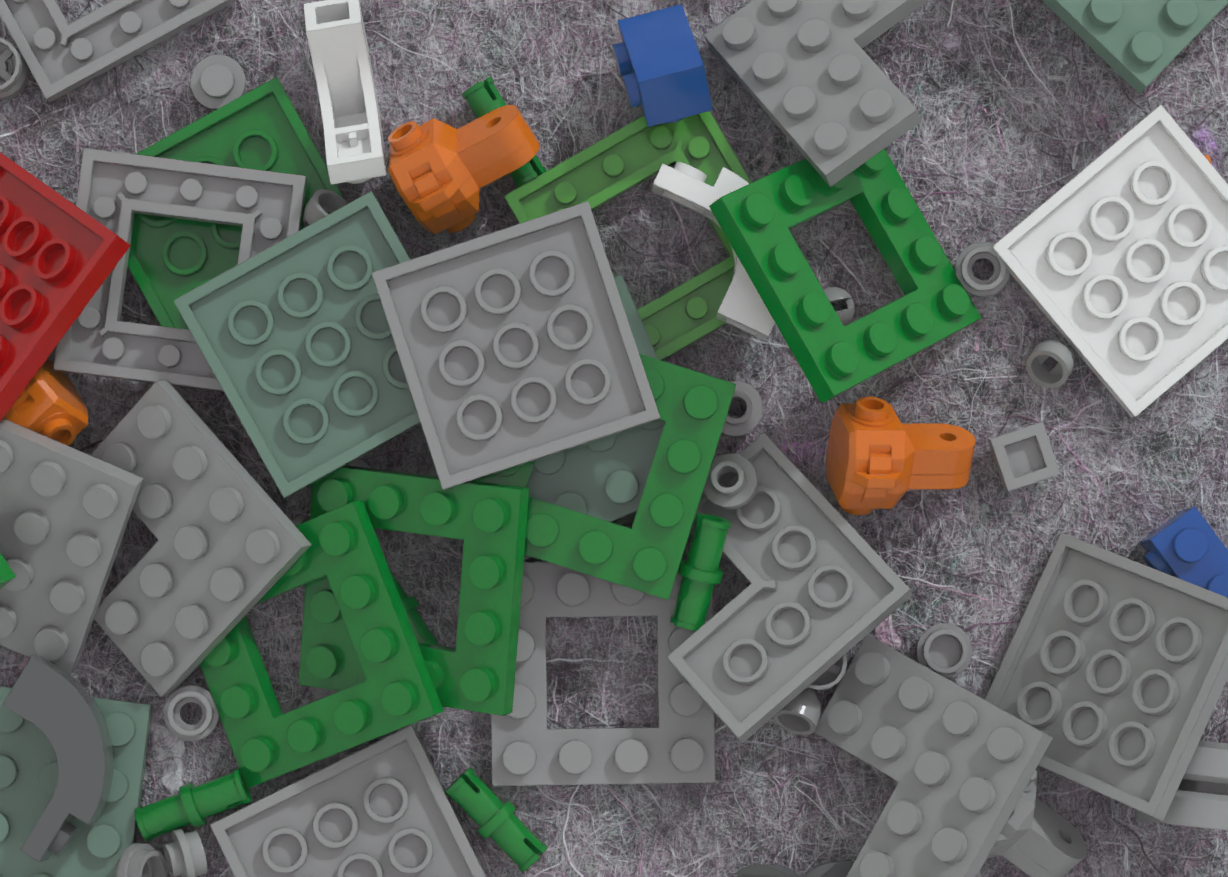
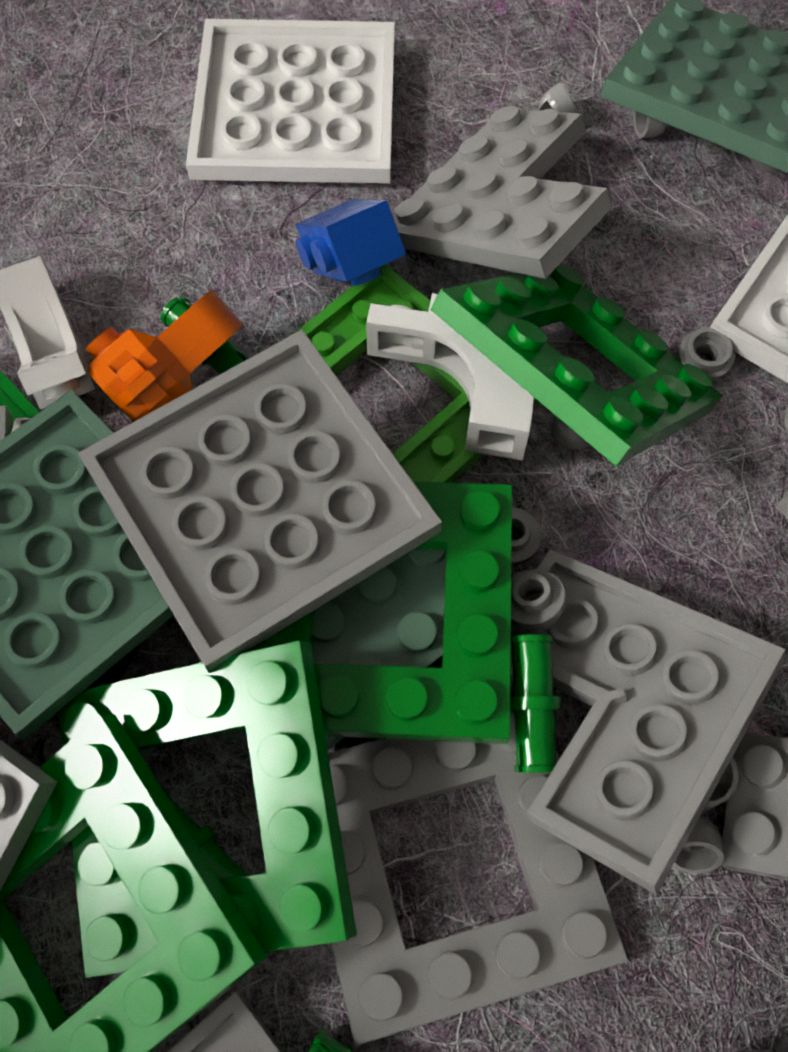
camera: 10 degrees left, 20 degrees down
(878, 458) = (681, 534): orange piece -> none

